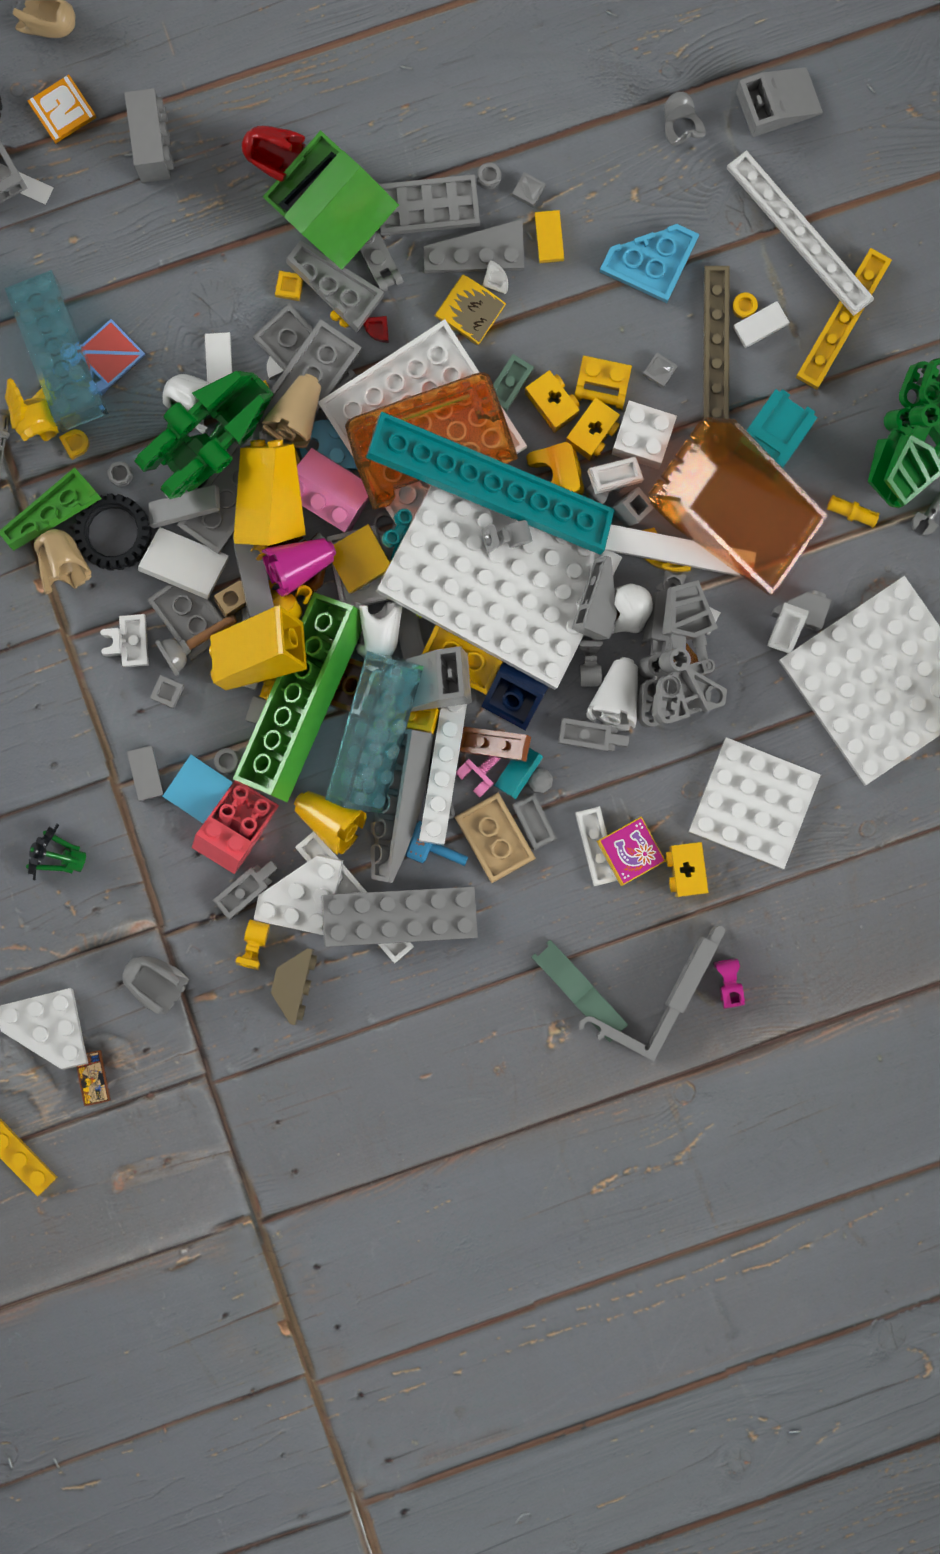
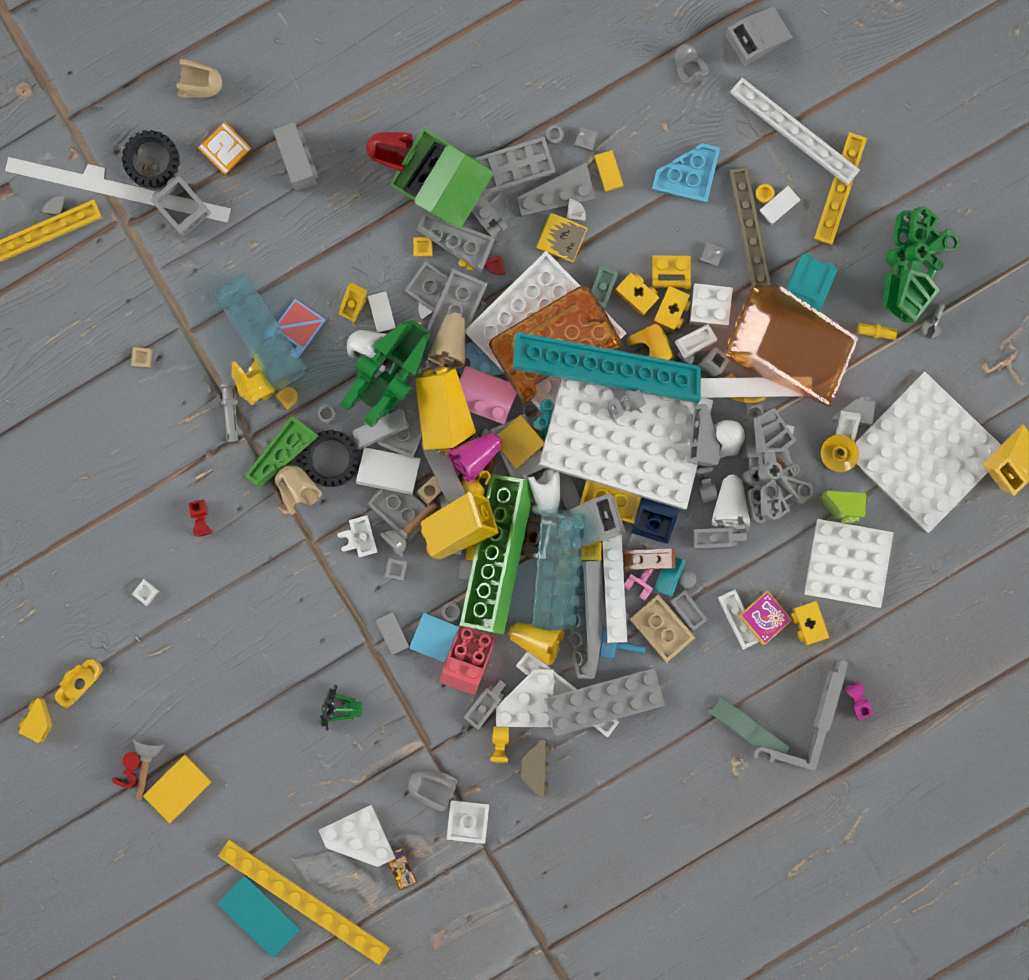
camera: 10 degrees left, 0 degrees up
(184, 337) = (353, 302): none -> yellow slope
(191, 1035) = (467, 821): none -> white tile
(760, 659) = (831, 456): none -> yellow dish
(763, 724) = (844, 505): none -> lime slope

